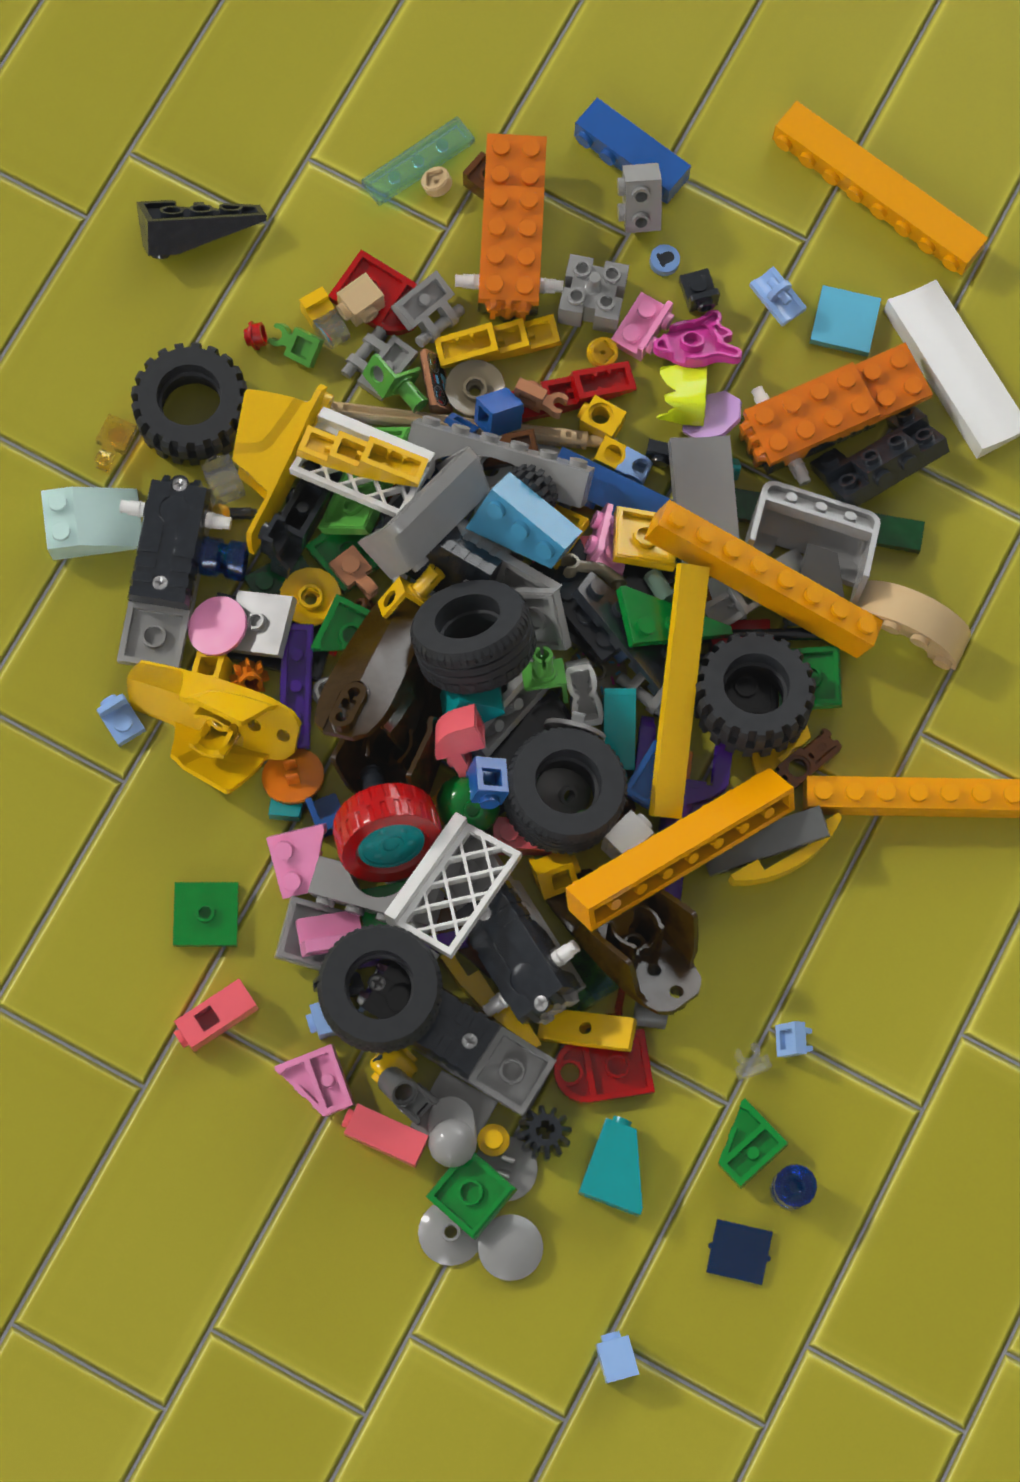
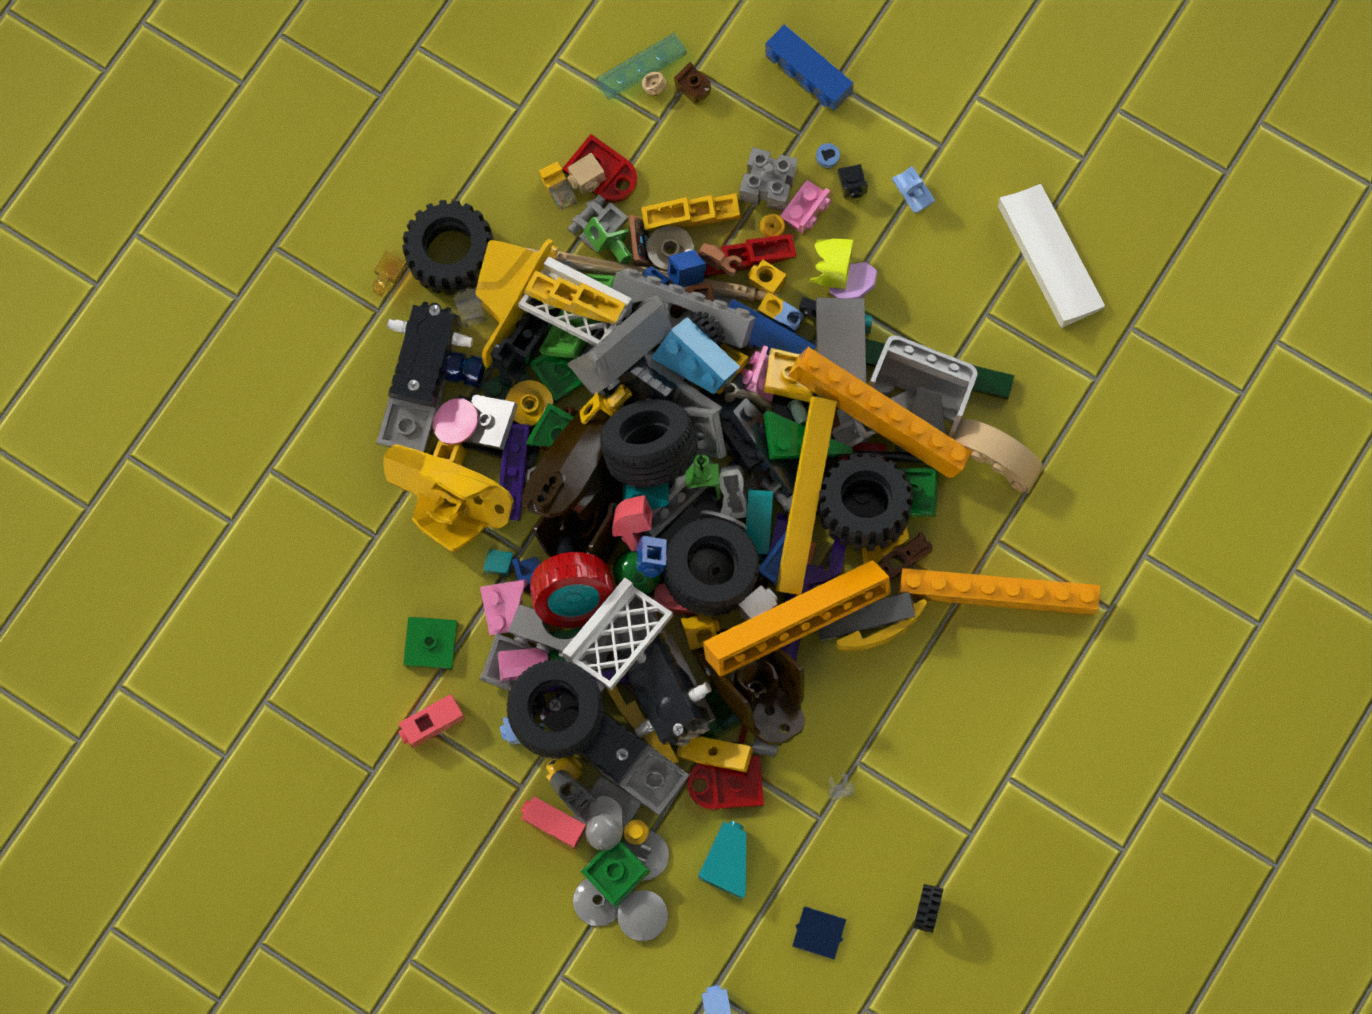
camera: 15 degrees right, 0 degrees up
(88, 521) = (363, 333): light aqua slope -> none
(120, 719) = (376, 488): light blue bracket -> none
(176, 229) = (449, 109): black wedge -> none
(236, 513) = (476, 334): black piece -> none
(250, 675) = (477, 461): orange gear -> none
(256, 335) = (503, 196): red plate -> none
(294, 778) = (506, 542): orange piece -> none
(300, 344) = (536, 205): bright green plate -> none
(319, 1080) = (506, 776): bright pink wing -> none
(353, 570) = (563, 385): nougat plate -> none
(421, 302) = (633, 178): light grey plate -> none
(512, 229) = (708, 125): orange piece -> none
(556, 1138) = (667, 824): black gear -> none
(640, 197) = (811, 106): light grey brick -> none
(698, 342) = (847, 222): dark pink tile -> none
(749, 1145) = (834, 851): green wing -> none
(792, 1039) = (873, 772): light blue tile -> none
(793, 1187) = (864, 886): clear blue wheel -> none
(829, 410) = (946, 282): orange piece -> none
(845, 320) = (966, 212): medium azure tile -> none
(878, 1209) = (928, 908): none -> black tyre
(879, 188) = (1001, 109): light orange brick -> none
(884, 462) = (986, 325): black bracket -> none

